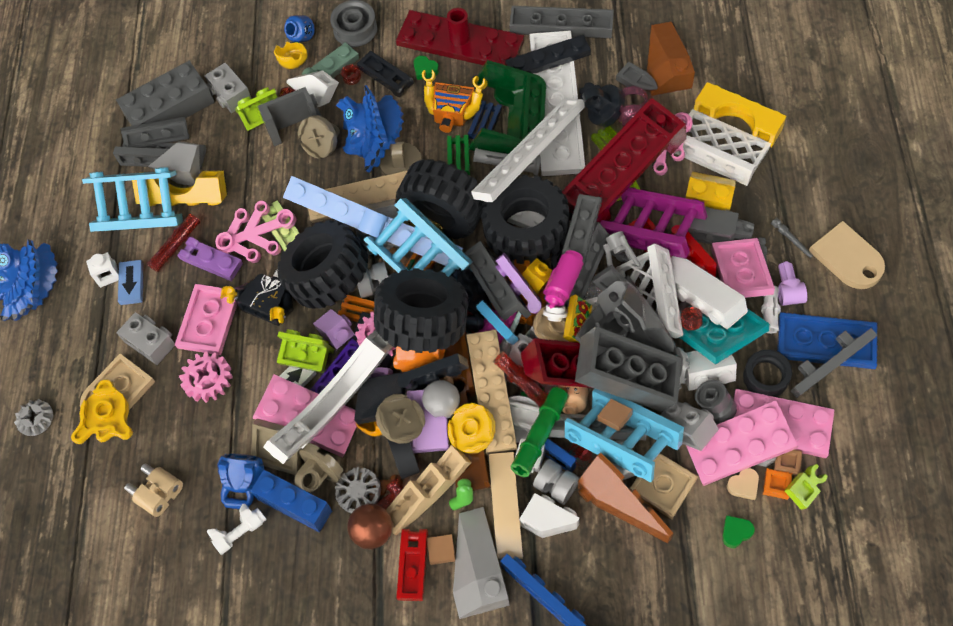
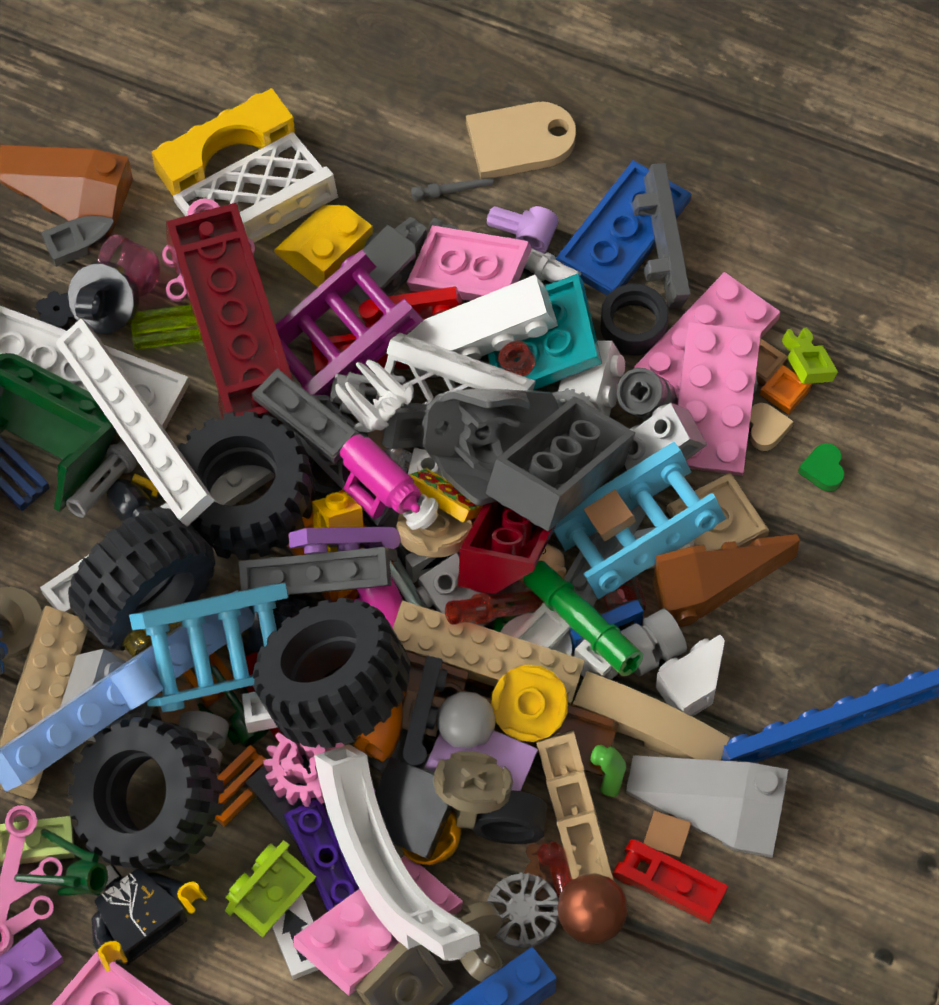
camera: 70 degrees left, 0 degrees up
(266, 259) = (82, 876): none -> dark green plant
(334, 328) = (251, 831): lavender brick -> none
(458, 141) = (54, 525): green tile -> none
(497, 323) = (396, 592): dark azure tile -> none
(601, 259) = (375, 416): none -> white piece

